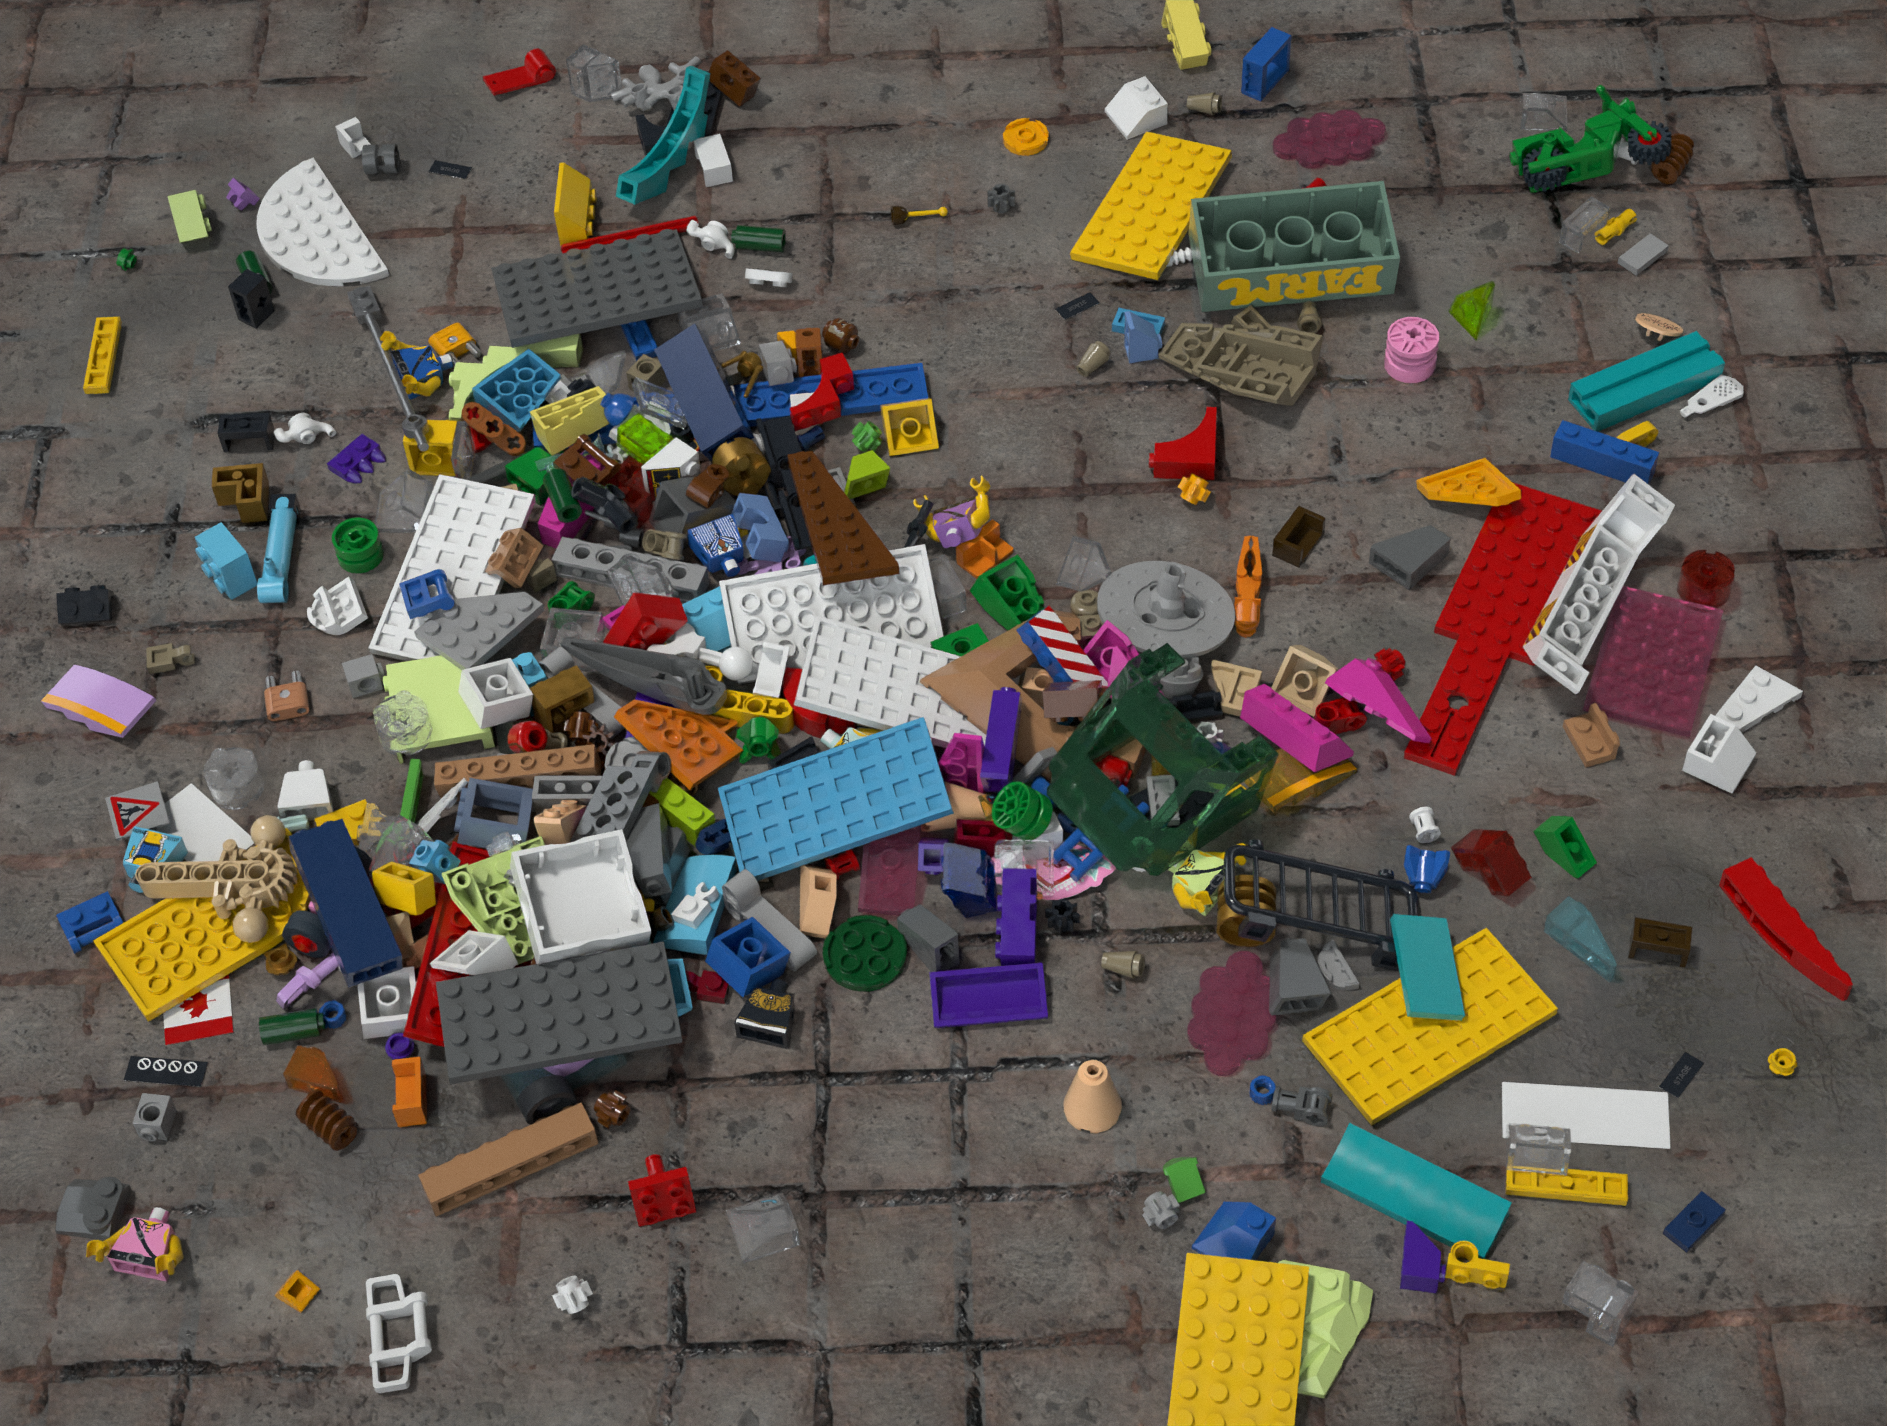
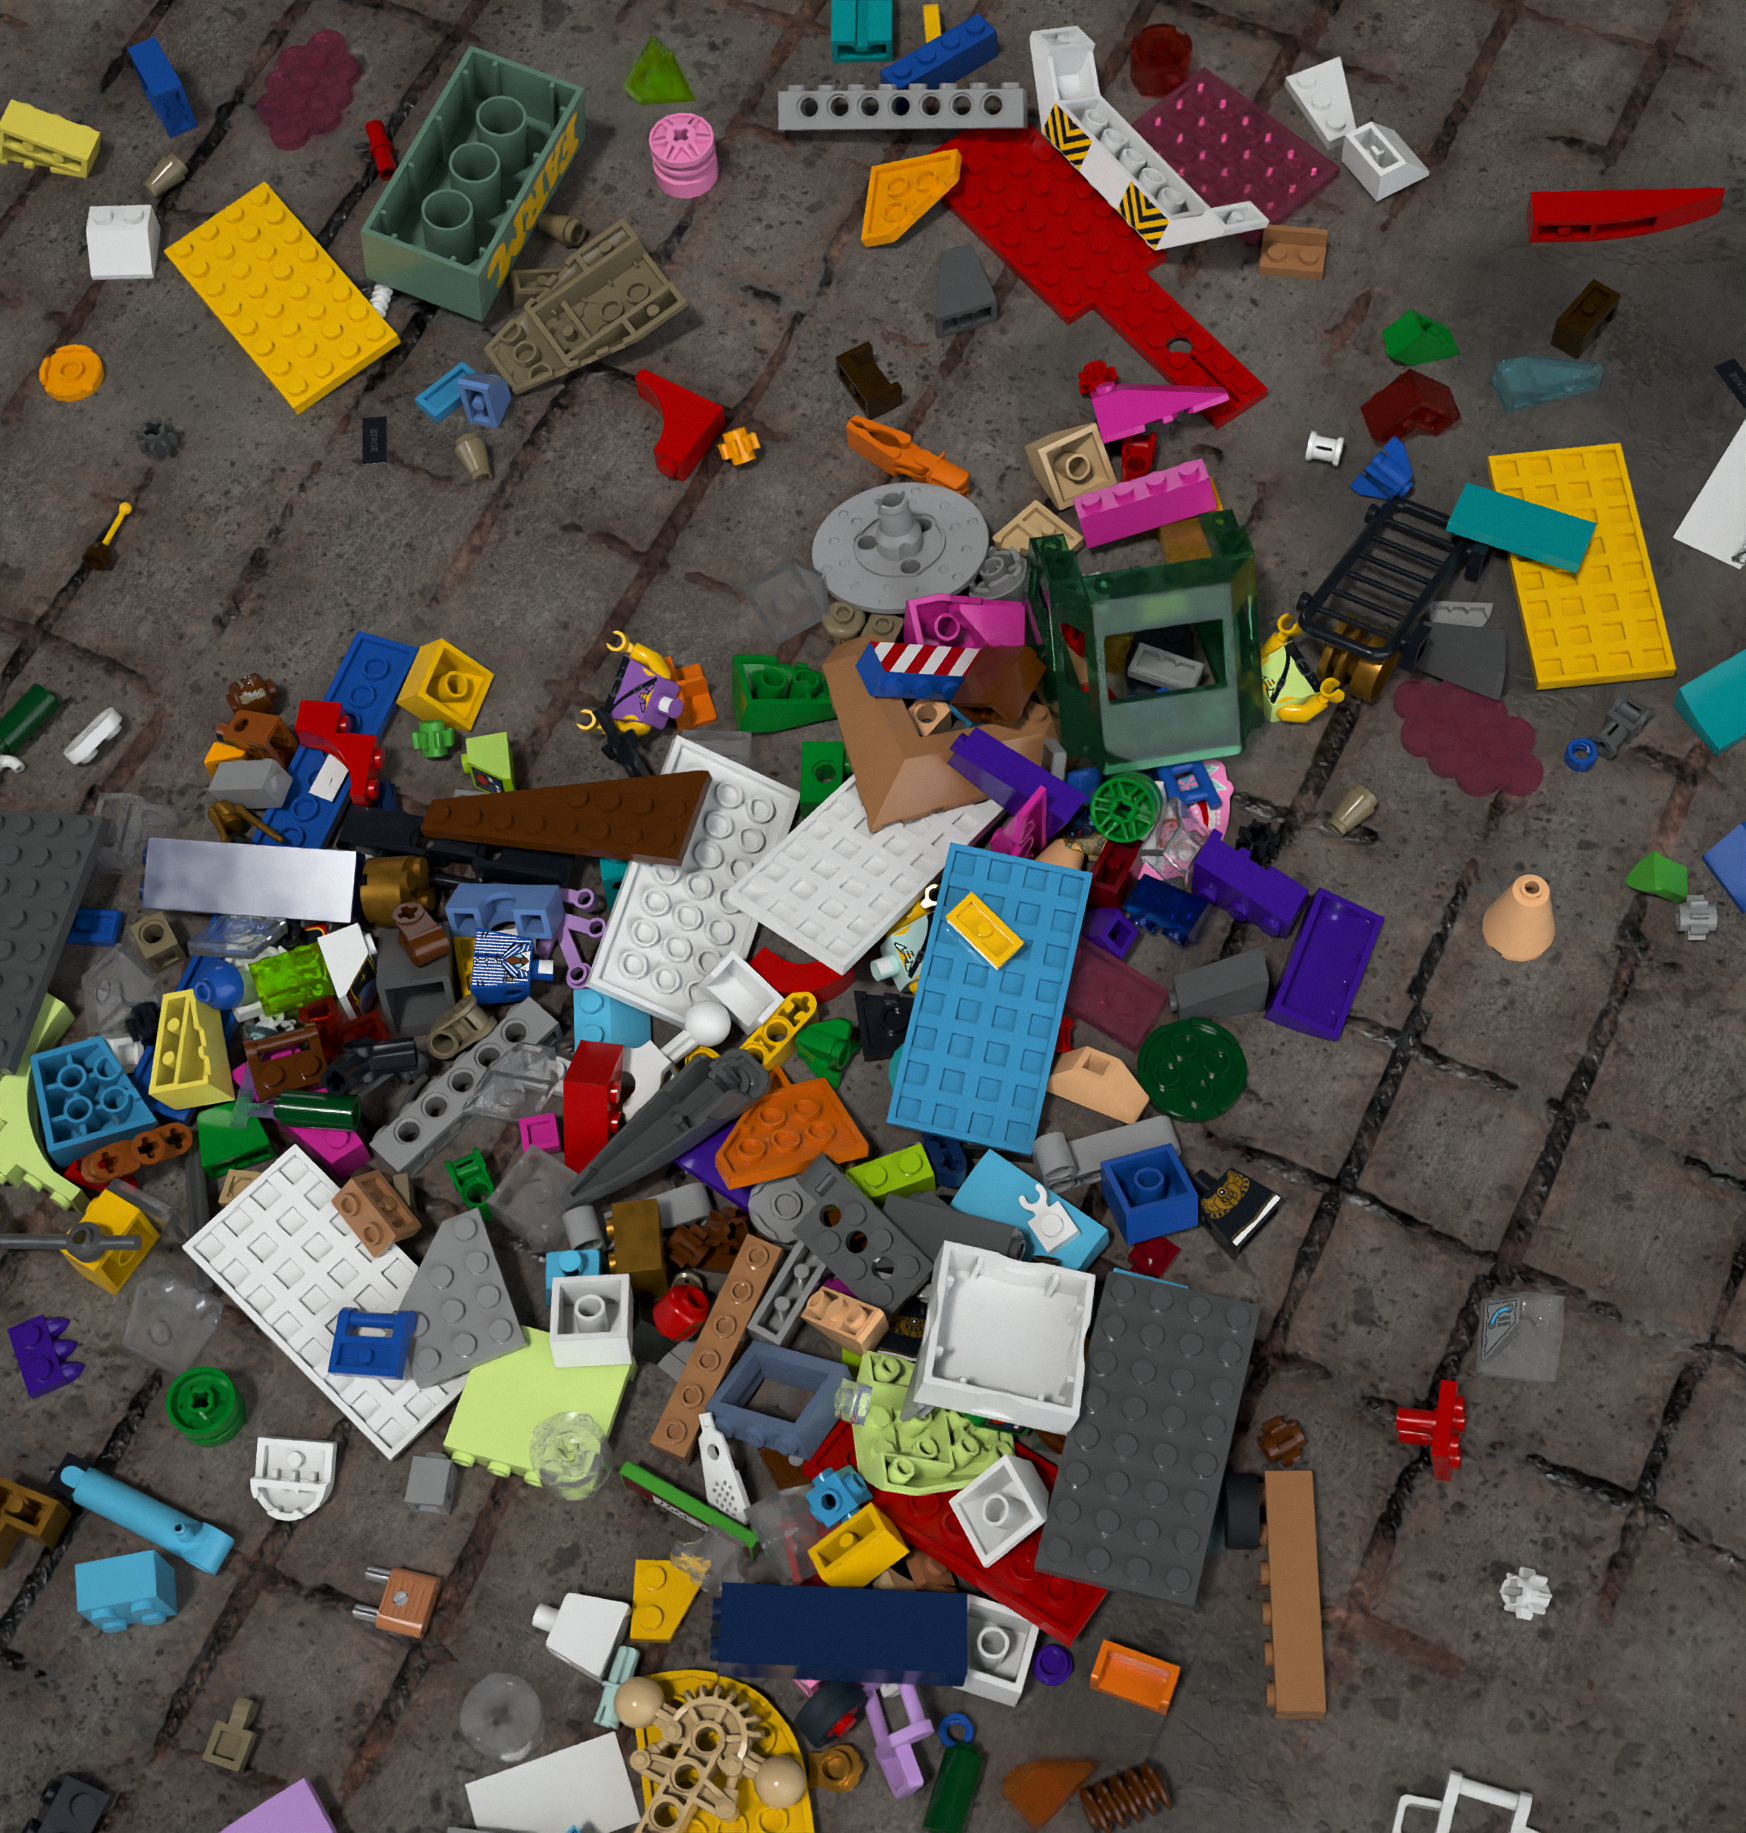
camera: 60 degrees left, 10 degrees up
(870, 765) = (984, 930): none -> yellow plate
(1539, 449) = (794, 117): none -> light grey brick

